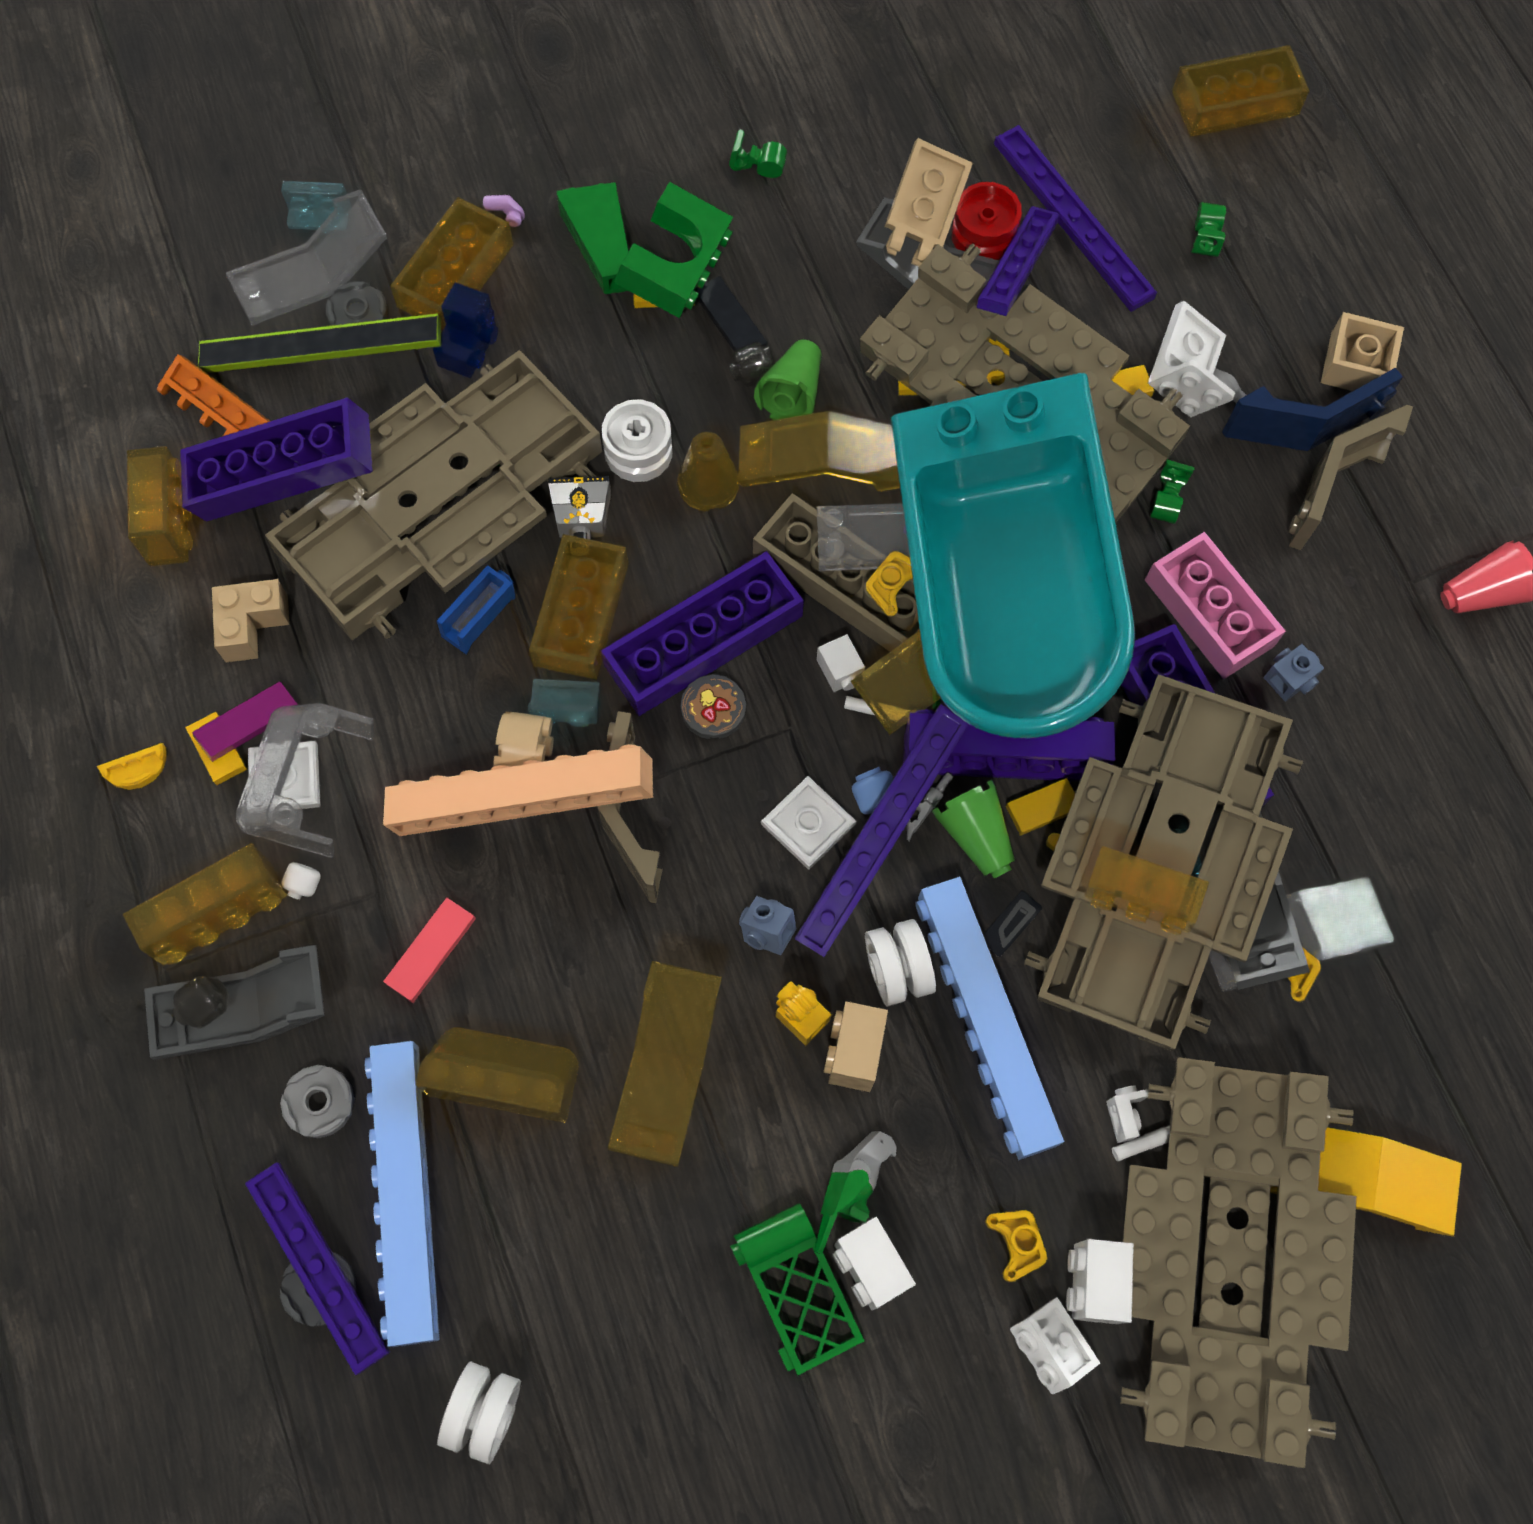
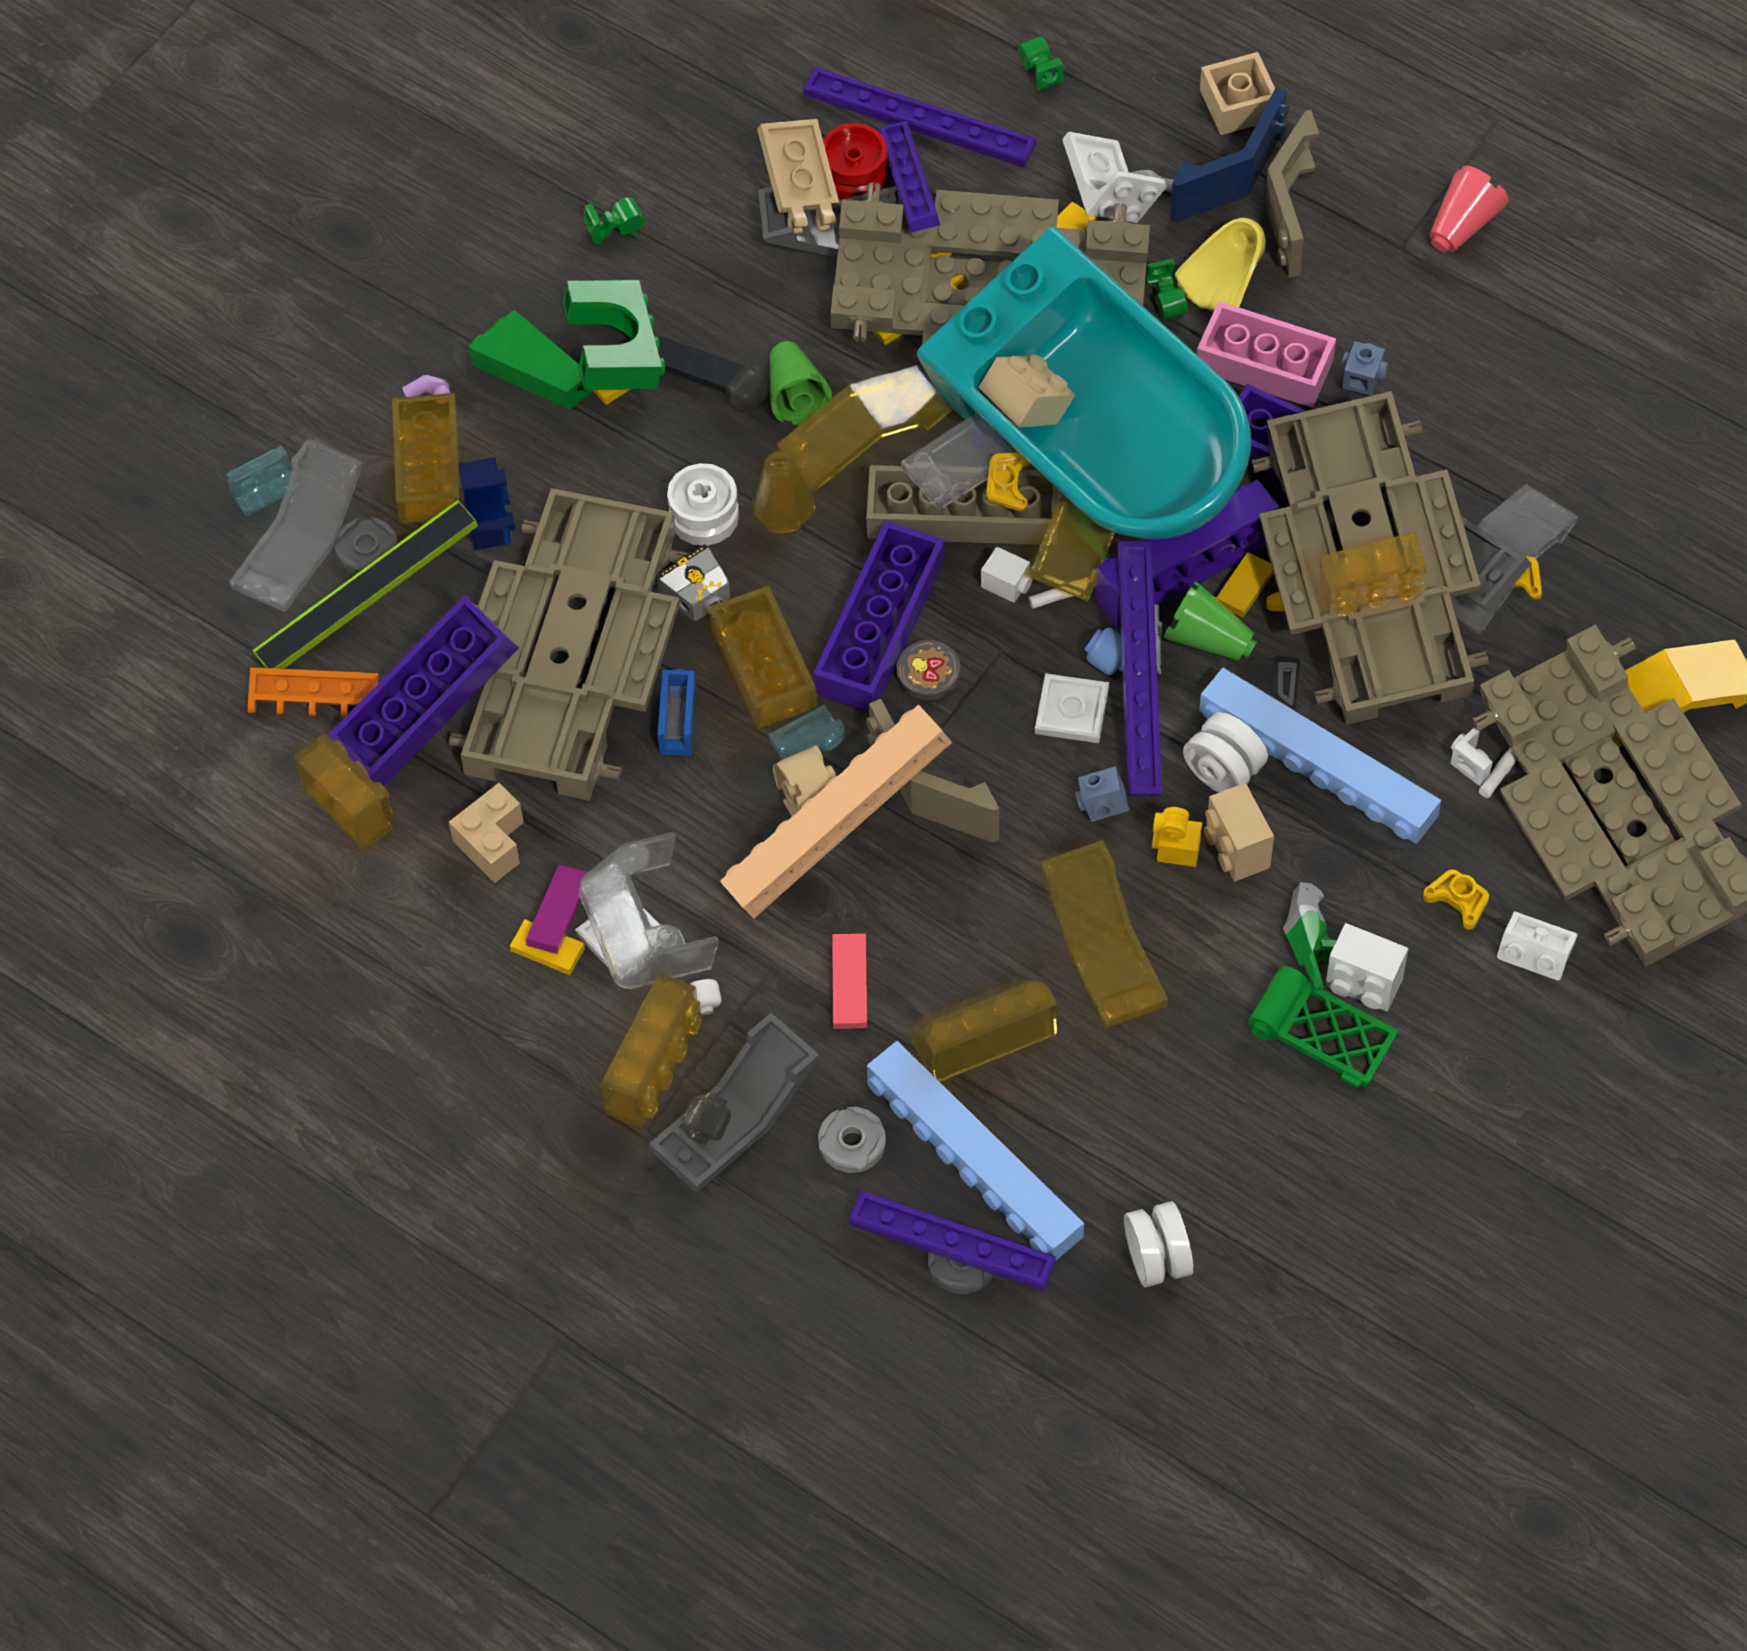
camera: 30 degrees left, 10 degrees down
(136, 768) = (491, 1005): yellow tile -> none
(962, 511) = (1027, 390): none -> tan brick
(1101, 1281) = (1538, 874): white brick -> none
(1236, 500) = (1223, 265): none -> light yellow hair

